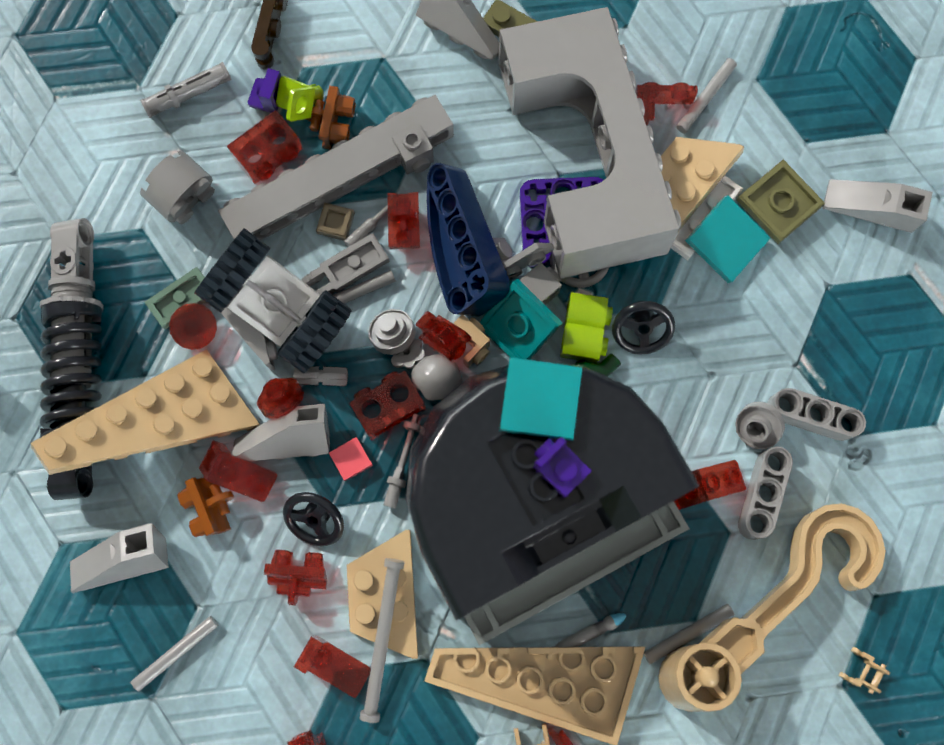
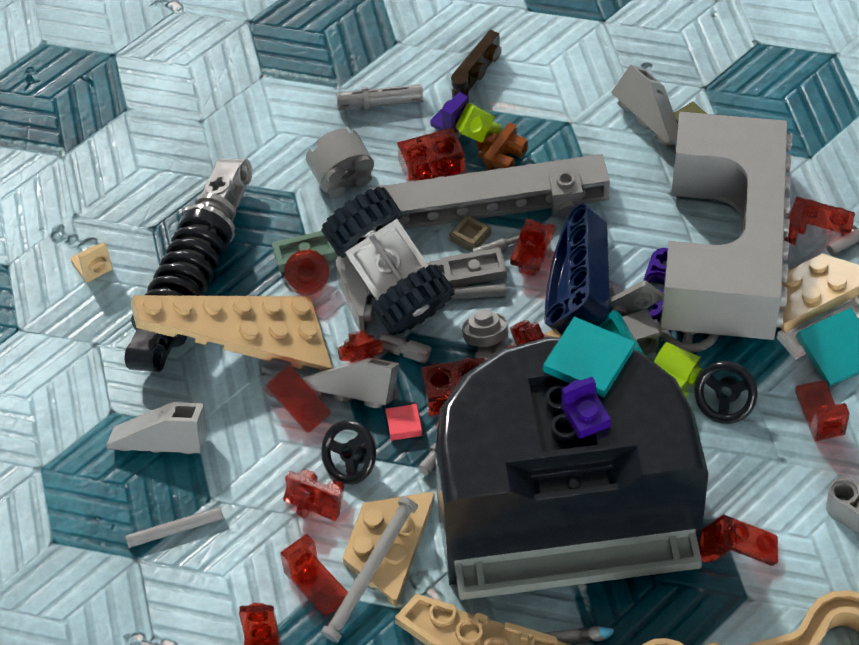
camera: 25 degrees right, 25 degrees down
(209, 504) = (261, 415): dark orange hips -> none
(733, 313) = (820, 411): none -> clear red bracket
(760, 425) = (809, 506): light grey plate -> none
(776, 482) = (791, 580): light grey beam -> none

